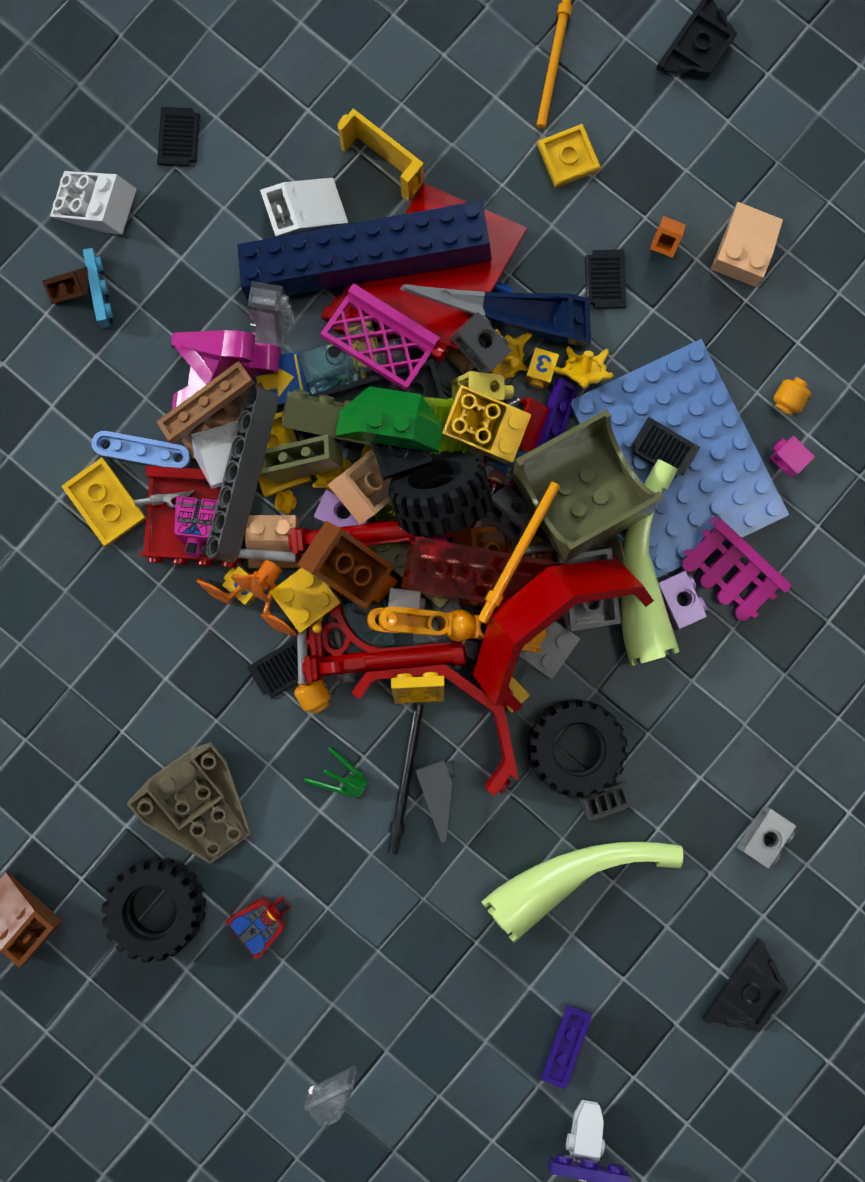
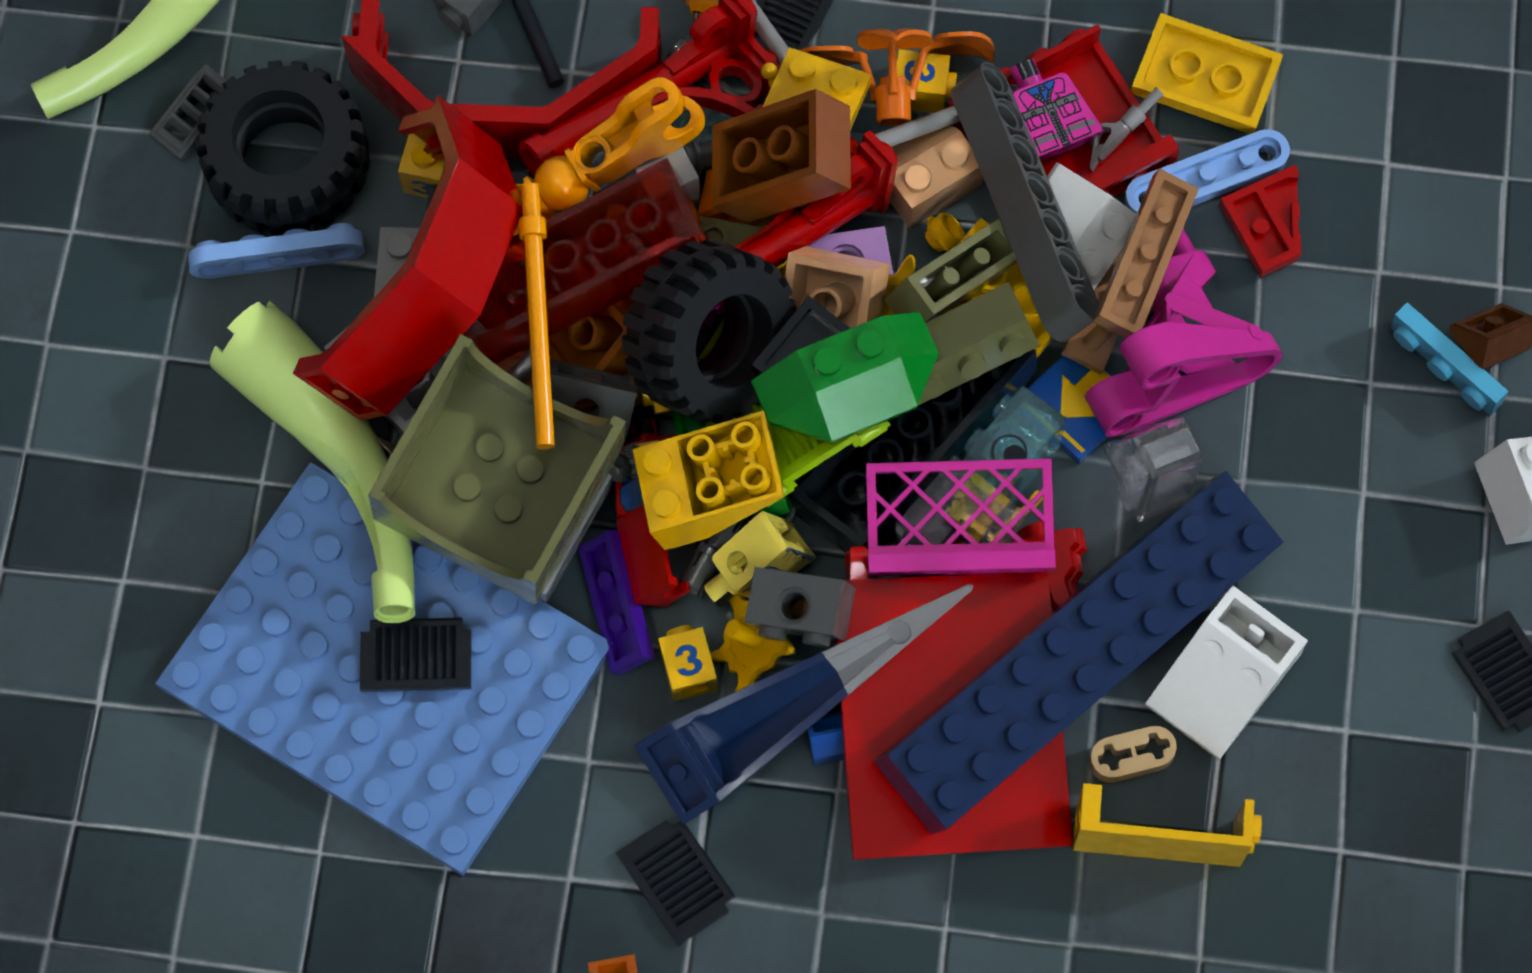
camera: 150 degrees right, 15 degrees down
(129, 410) = (1267, 220): none -> red wing
(370, 199) = (1136, 764): none -> tan beam
(418, 689) = (567, 70): yellow plate -> none
(585, 368) = (617, 702): yellow piece -> none
(619, 702) = (286, 251): none -> light blue plate
(682, 615) = (238, 430): lavender brick -> none
(730, 557) = (188, 567): dark pink fence -> none
(791, 456) = (204, 773): dark pink brick -> none
(792, 396) = (257, 867): light orange head -> none

